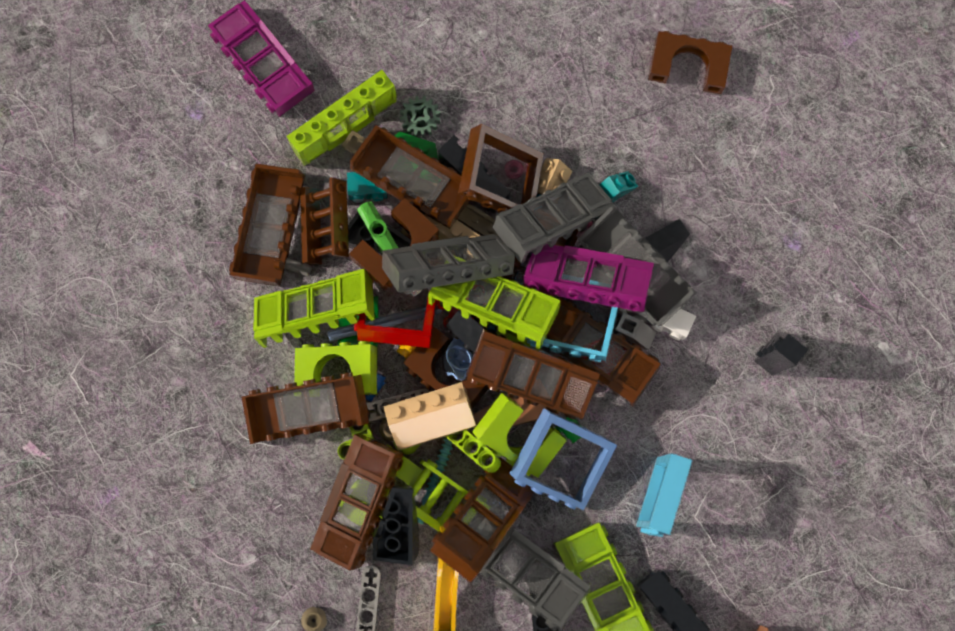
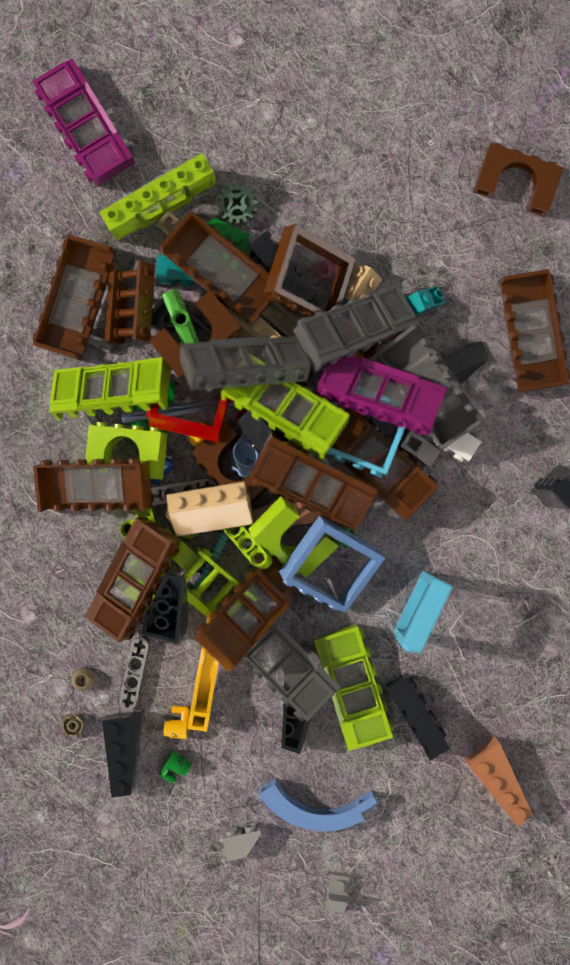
camera: 10 degrees right, 10 degrees up
(730, 202) = (534, 330): none -> reddish brown window

